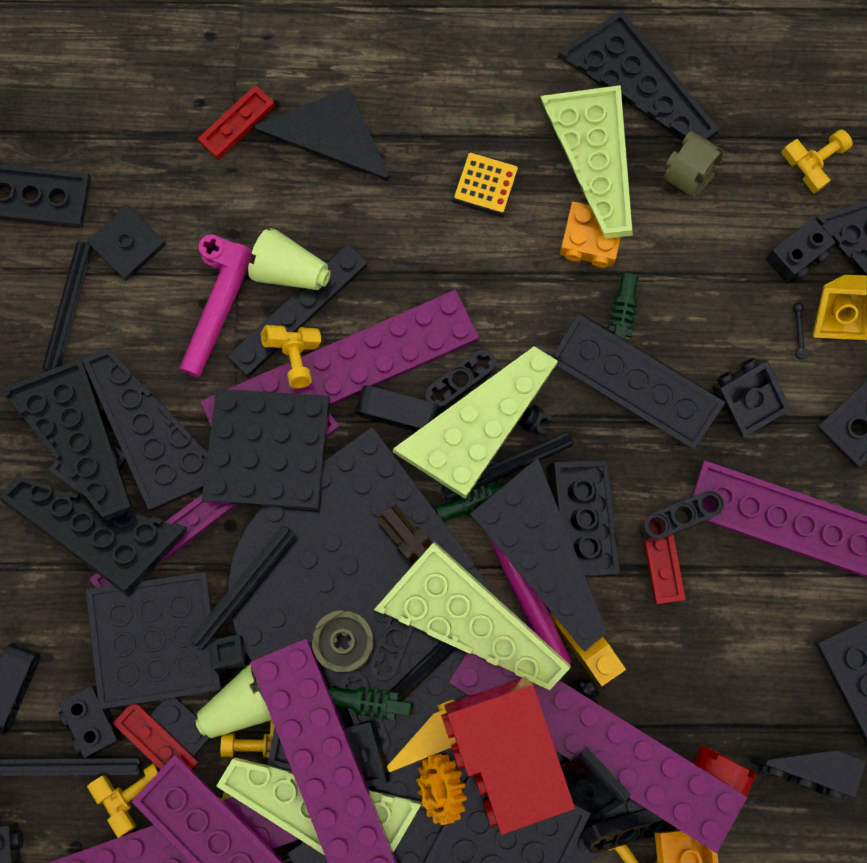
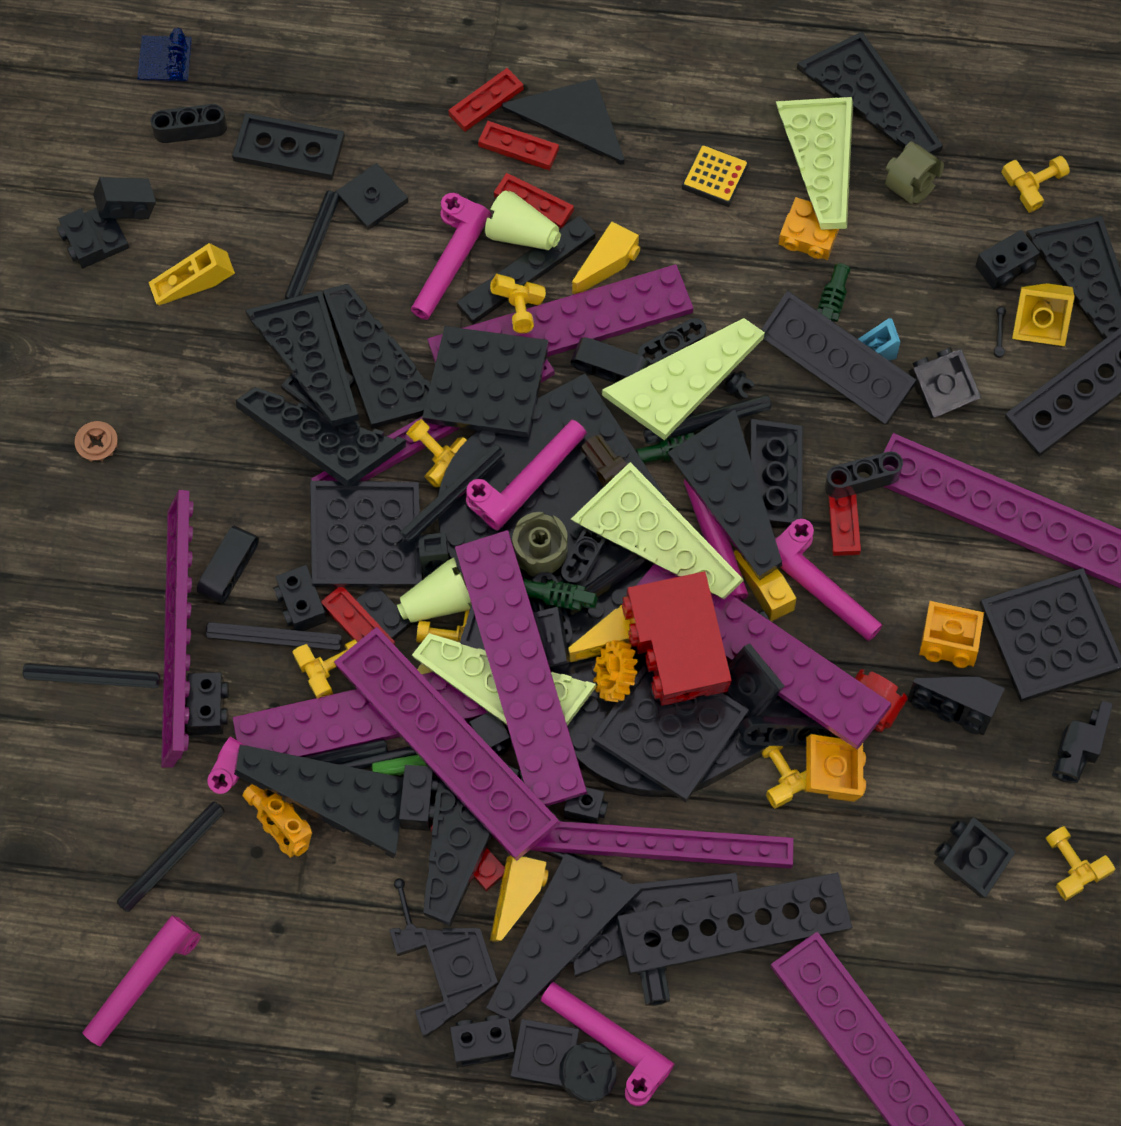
camera: 10 degrees right, 10 degrees down
(228, 536) = (442, 455): none -> yellow bar
(276, 171) = (518, 145): none -> red plate
(296, 600) = (498, 507): none -> dark pink axle
(308, 235) = (547, 204): none -> red plate
(385, 287) = (608, 257): none -> yellow slope
(646, 642) = (818, 583): none -> dark pink axle
(682, 356) = (883, 339): none -> medium azure slope
(792, 686) = (951, 634): none -> light orange plate

